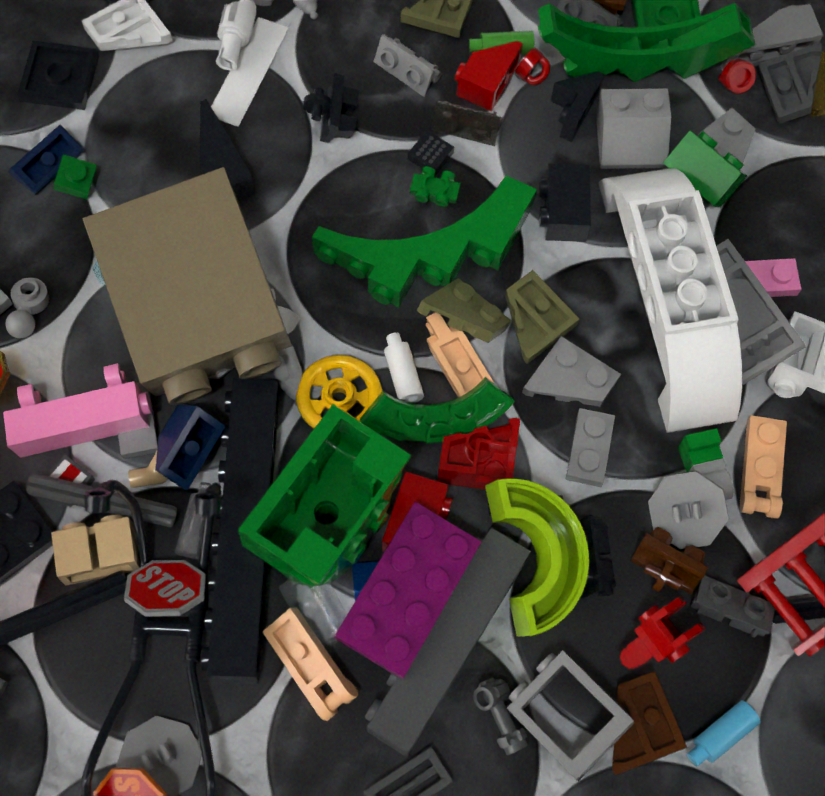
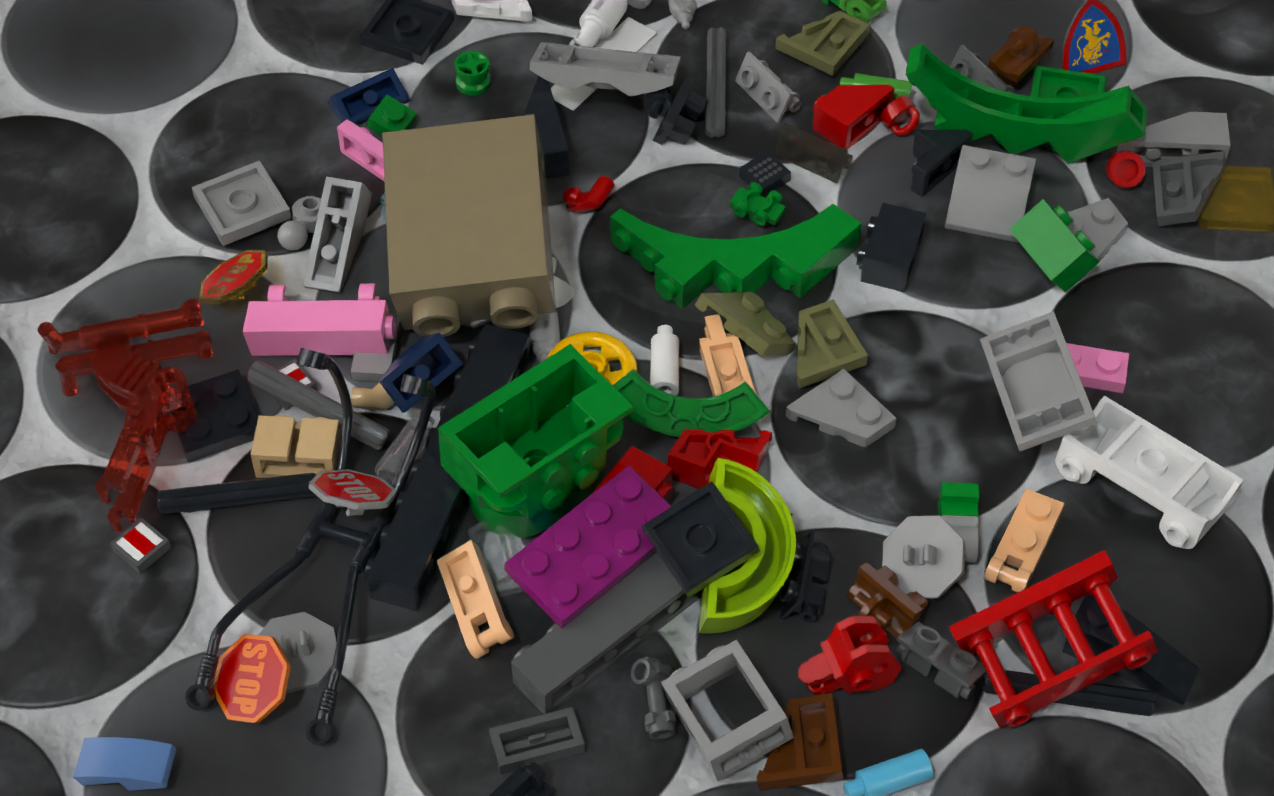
camera: 20 degrees right, 15 degrees down
(58, 215) = (361, 147): none -> bright pink plate
(62, 315) = (337, 233): none -> light grey slope
(138, 102) = (472, 73): none -> green wheel
(258, 81) = (604, 68): none -> light grey slope
(276, 221) = (591, 200): none -> red arm
(359, 69) = (716, 82): none -> dark grey axle
(505, 564) = (700, 539): none -> black tile
(590, 447) = (839, 480): light grey plate -> none
(682, 295) = (977, 357): white slope -> none

